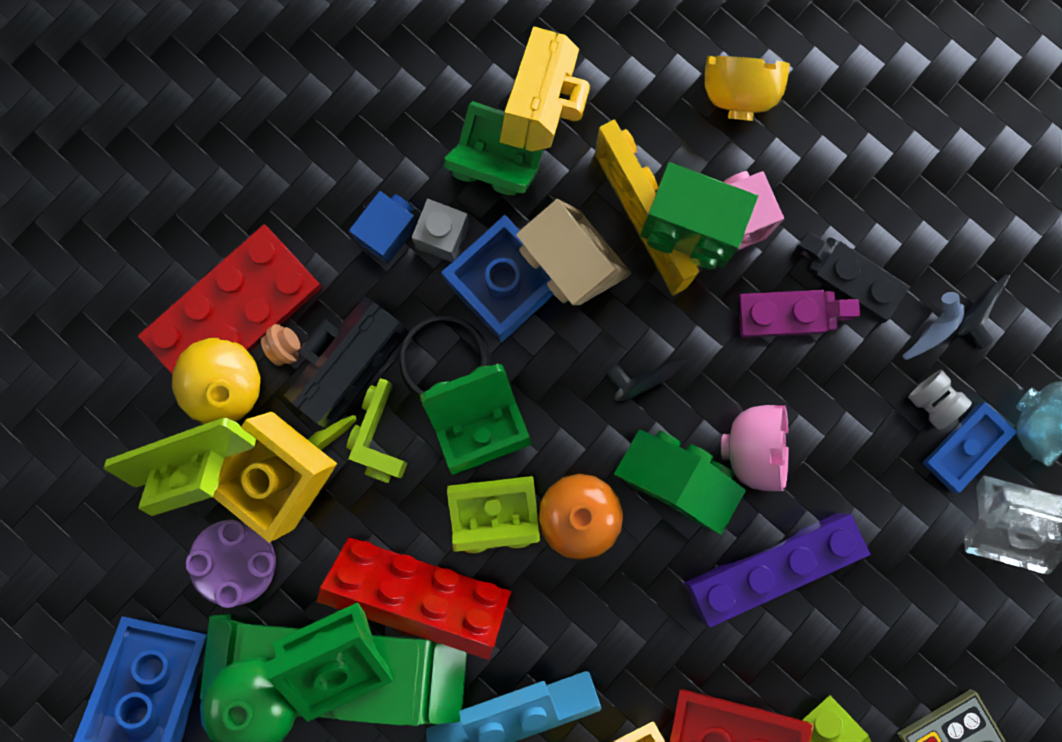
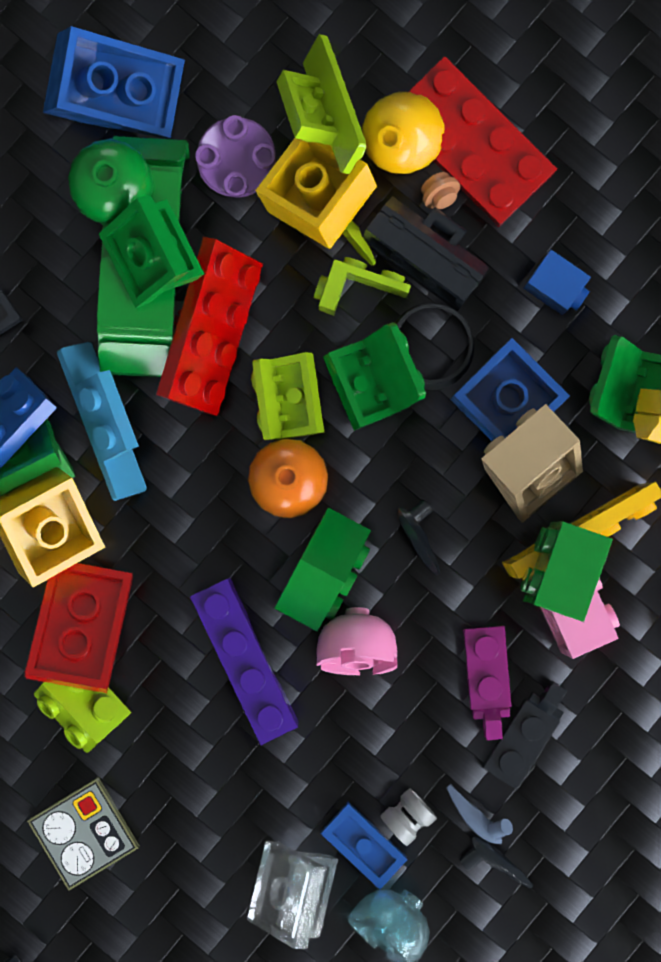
camera: 85 degrees right, 5 degrees up
(441, 230) = (555, 337): light grey brick -> none

